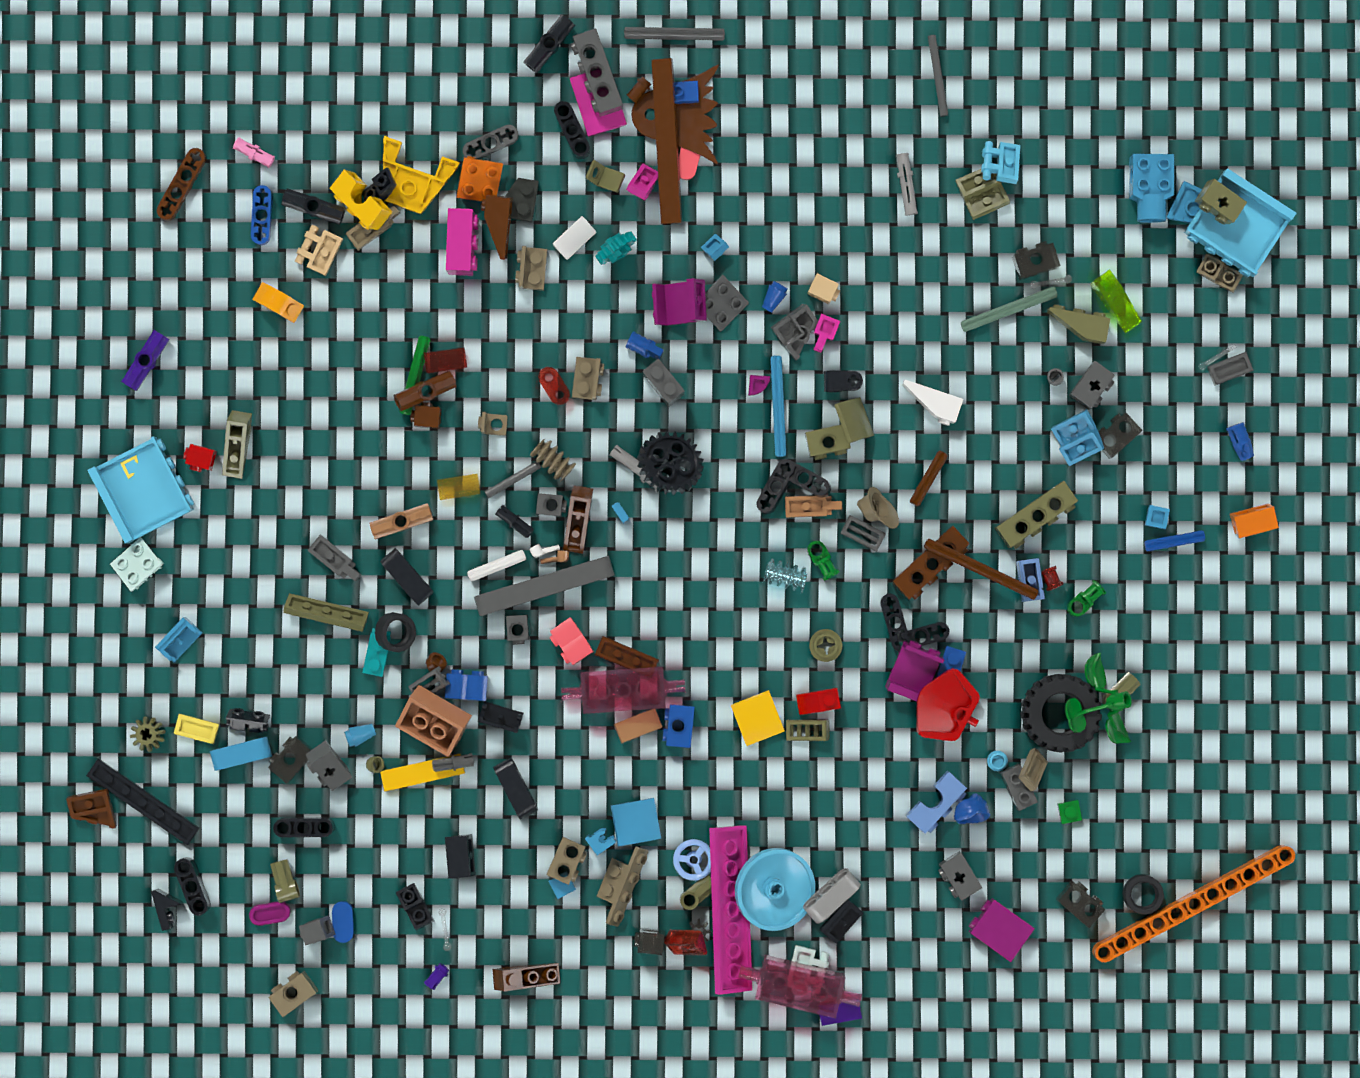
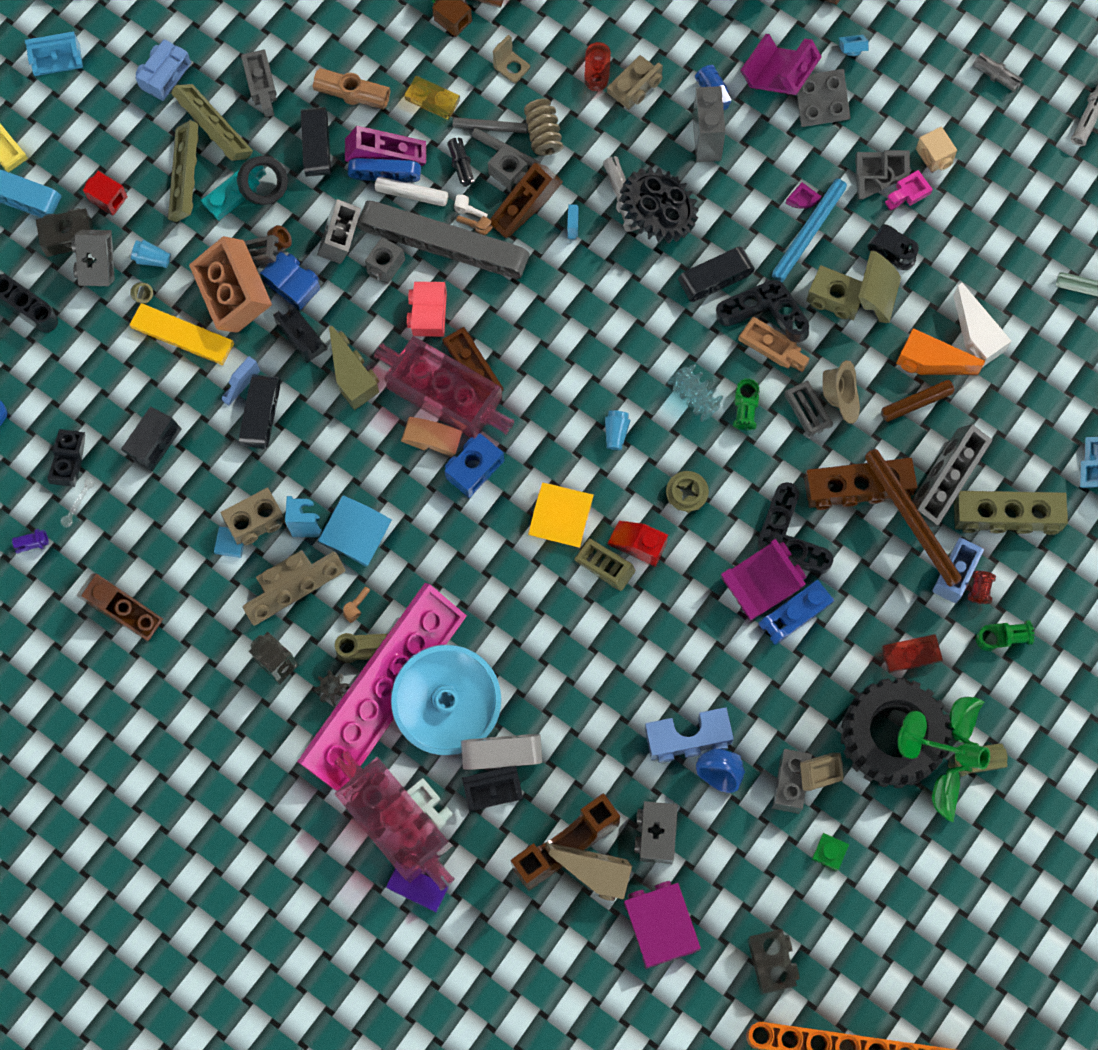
camera: 40 degrees right, 15 degrees down
(238, 718) = (63, 174): black hinge -> none
(262, 598) = (162, 69): none -> medium blue brick
(296, 715) = (105, 193): none -> red brick
(334, 661) = (183, 171): none -> olive plate
(453, 762) = (217, 340): dark grey axle -> none
(457, 549) = (377, 144): none -> magenta slope
(468, 564) = (392, 169): none -> blue beam
(474, 631) = (339, 231): none -> dark grey brick
(486, 777) = (240, 379): none -> medium blue tile
(536, 489) = (497, 145): none -> dark grey bar
(556, 723) = (352, 378): none -> olive slope
(672, 874) = (350, 610): none -> medium nougat hand
(682, 858) = (382, 619): light blue piece -> none
(686, 942) = (309, 688): clear red slope -> none
(740, 482) = (716, 274): none -> black beam
(751, 635) = (616, 429): none -> dark azure cone
(774, 295) = (881, 125): blue cone -> none
(824, 198) = (997, 72): none -> flat silver pin
(904, 946) = (593, 824): none -> reddish brown arch
(916, 443) = (933, 357): none -> orange slope
(941, 927) = (600, 872): none -> dark tan slope
(946, 706) = (772, 638): red animal -> none
(983, 520) = (950, 473): none -> dark grey brick
(997, 760) = (787, 738): medium azure plate -> none
(1036, 652) = (912, 653): none -> clear red plate
(1159, 895) = (868, 989): black tyre -> none

